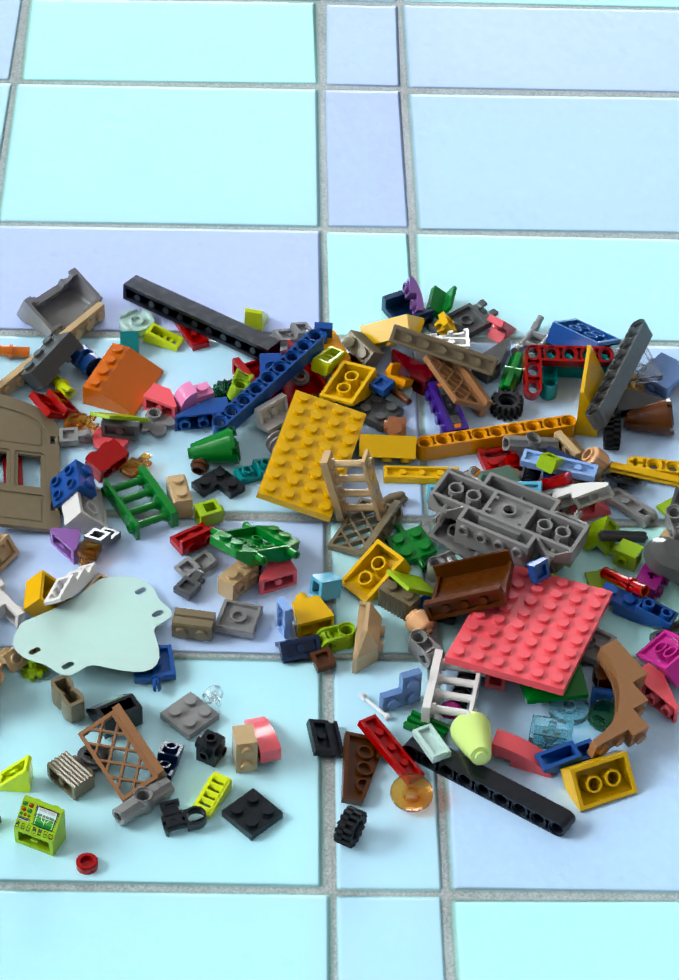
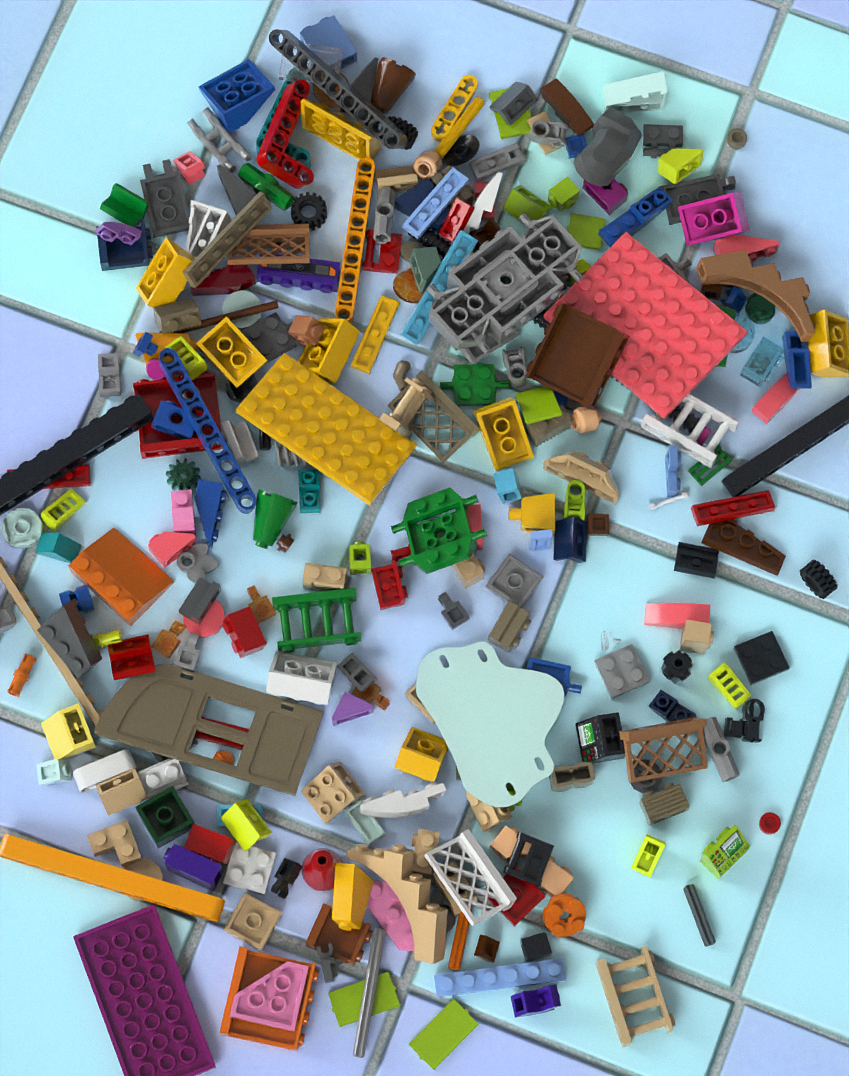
camera: 70 degrees left, 30 degrees up
(71, 584) = (422, 725): white slope -> none
(72, 479) = (277, 679): blue bracket -> none
(114, 416) = (189, 597): lime piece -> none
(204, 561) = (424, 596): light grey slope -> none
(218, 480) = (307, 532): black plate -> none
(239, 383) = (192, 458): lime piece -> none
(255, 318) = (73, 403): neon yellow slope -> none
(382, 385) = (245, 319): blue tile -> none
(400, 381) = (237, 300): light orange bracket -> none
(411, 785) = (796, 504): clear orange dish -> none
(422, 647) = (622, 427): light grey piece -> none
(431, 743) = (748, 470): light aqua tile -> none
(444, 324) = (171, 217): yellow tile -> none
(473, 736) = (761, 432): yellowish green cone -> none
(538, 570) = (585, 287): blue tile -> none
(549, 462) = (435, 210): lime slope -> none
(618, 535) = (542, 188): dark grey axle -> none
(630, 584) = (602, 216): red pin -> none

